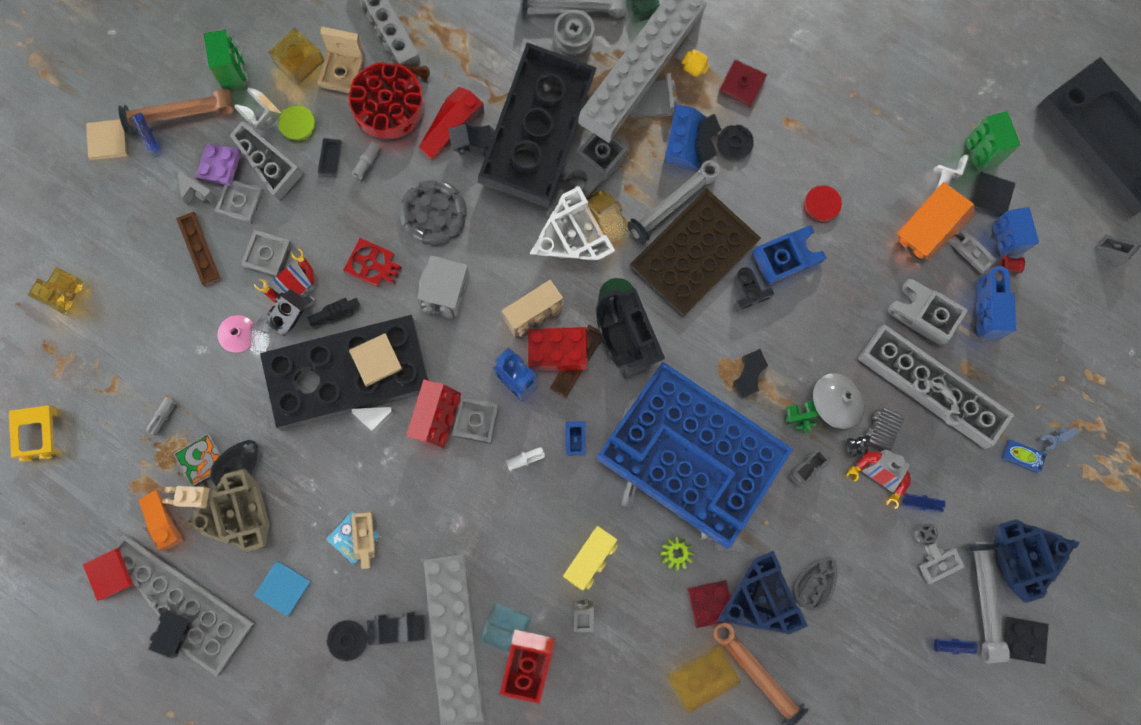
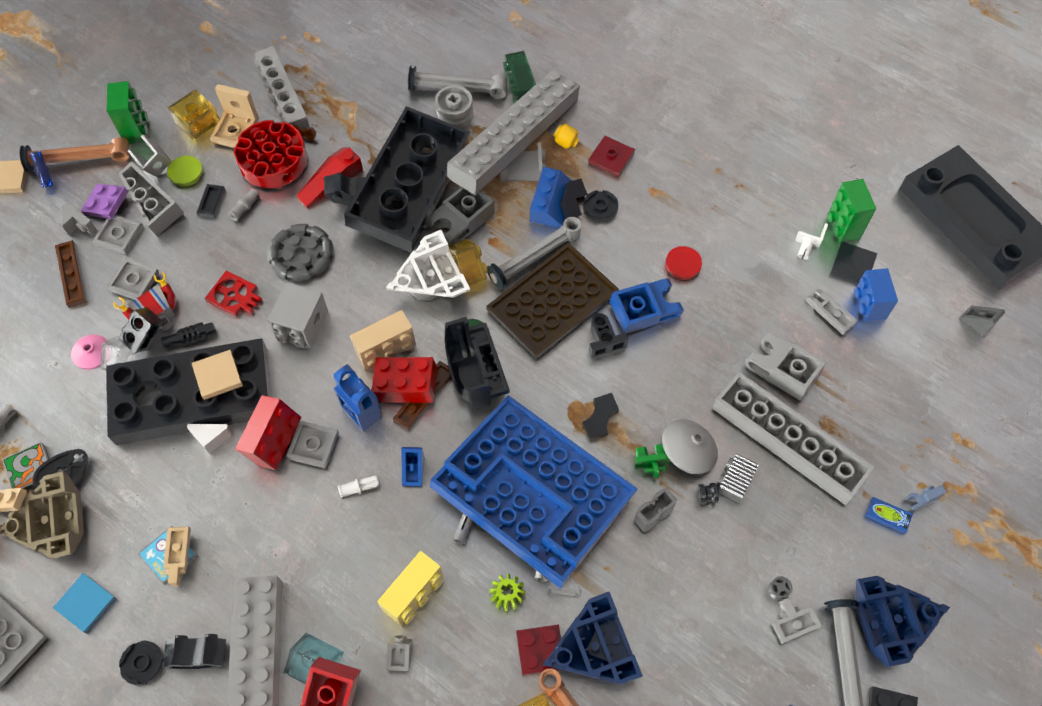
camera: 10 degrees right, 15 degrees down
(805, 579) = (665, 645): dark grey piece -> none
(885, 469) = (739, 518): torso -> none
(924, 502) = (778, 556): clear blue pin -> none
(936, 222) = (795, 281): orange slope -> none
(946, 392) = (801, 439): light grey piece -> none
(995, 305) = (855, 362): blue brick -> none
(1013, 264) = (874, 326): red bush -> none

